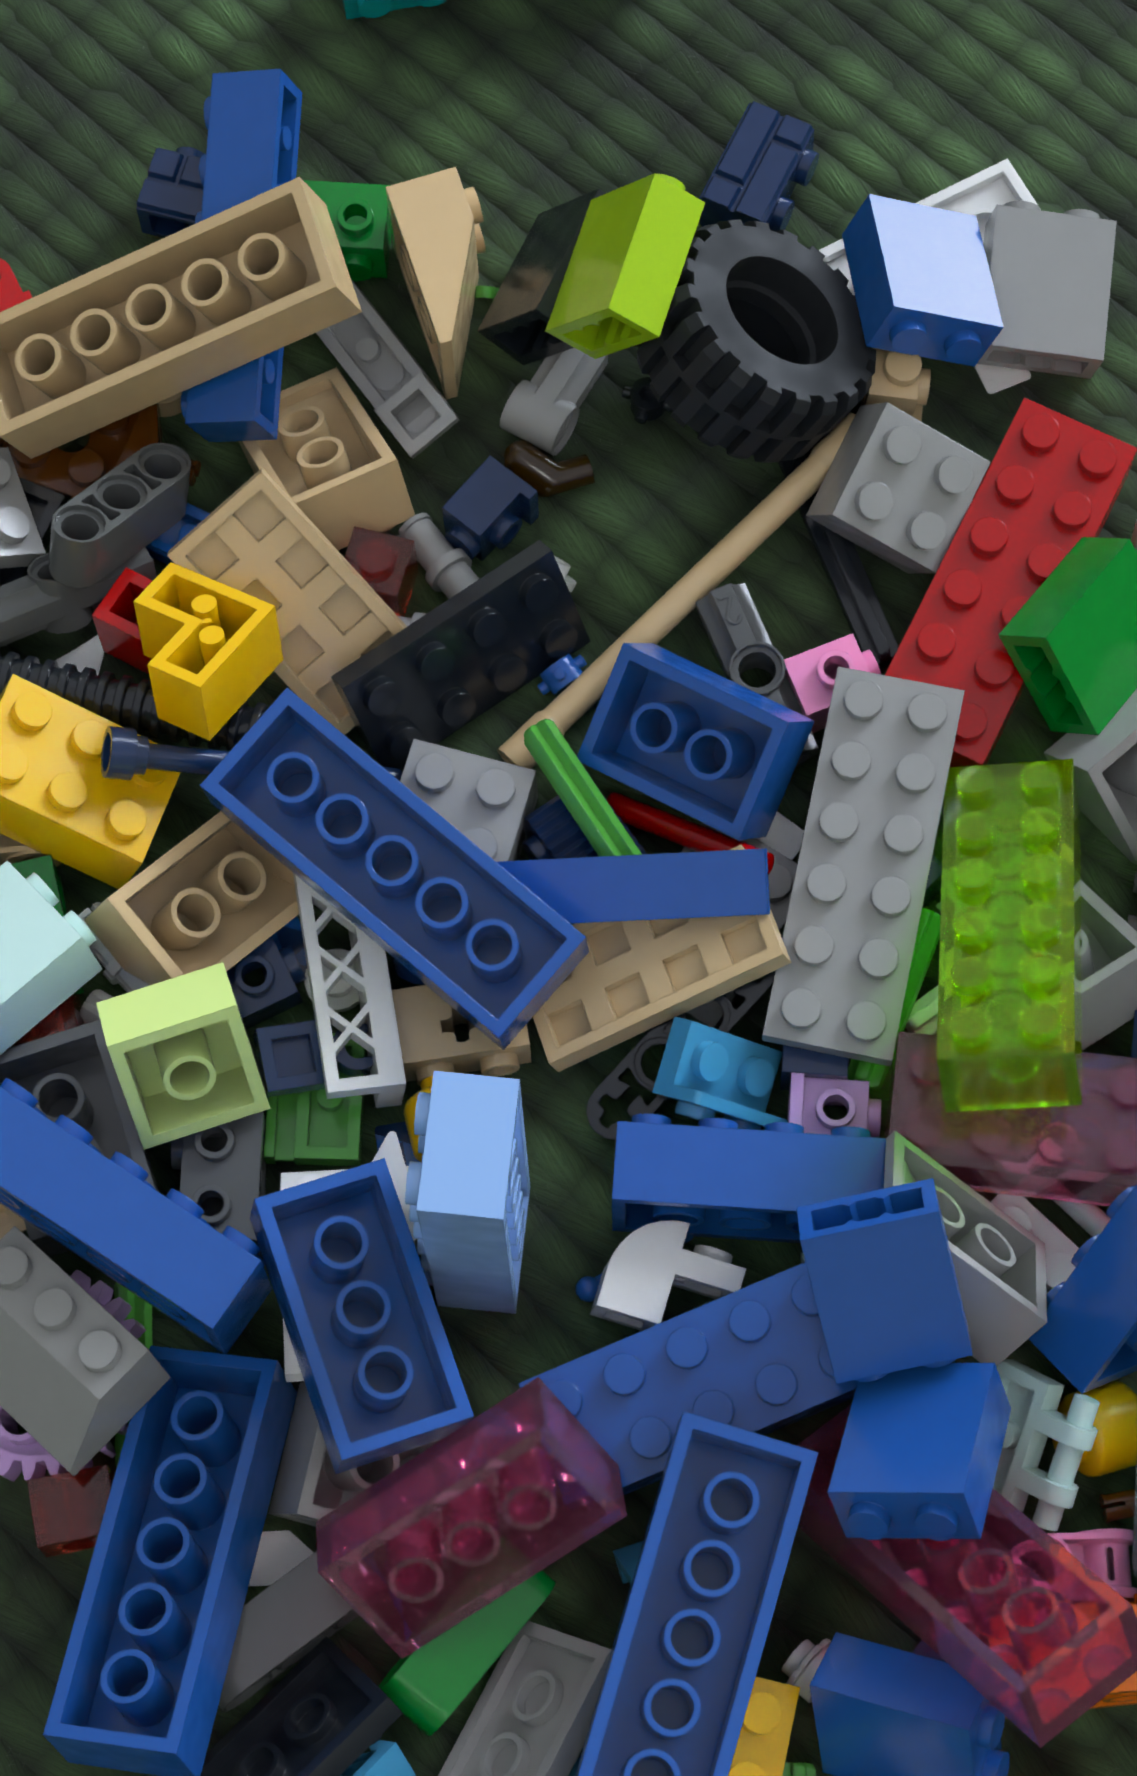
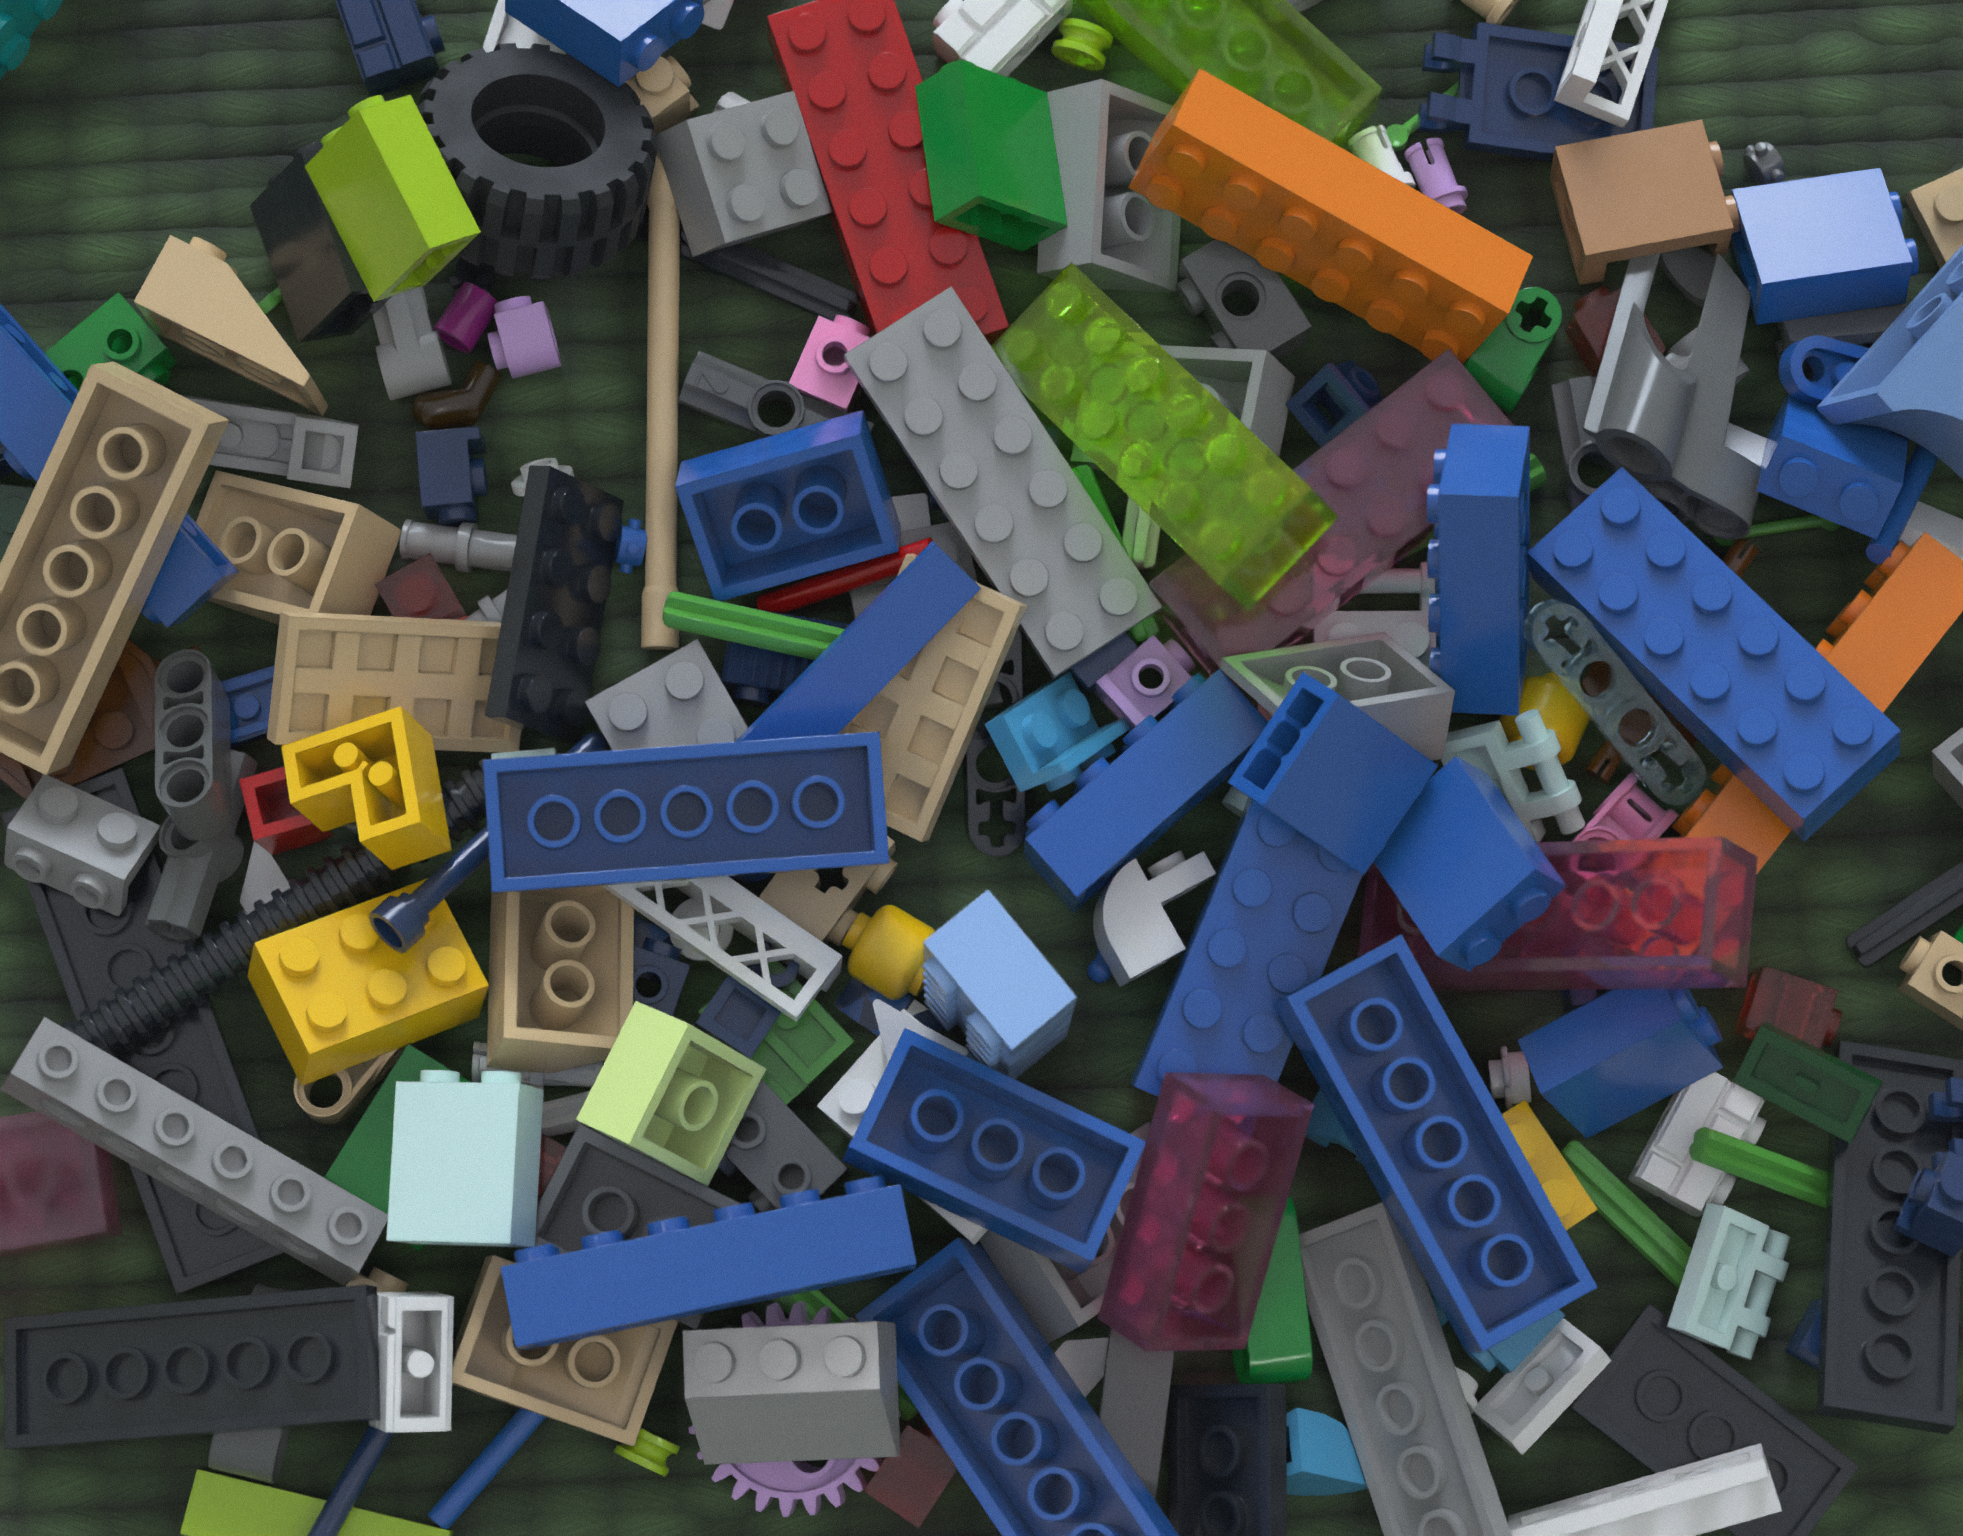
camera: 50 degrees left, 10 degrees up
(609, 420) = (466, 317): none -> magenta hinge
(634, 467) = (523, 337): none -> lavender plate

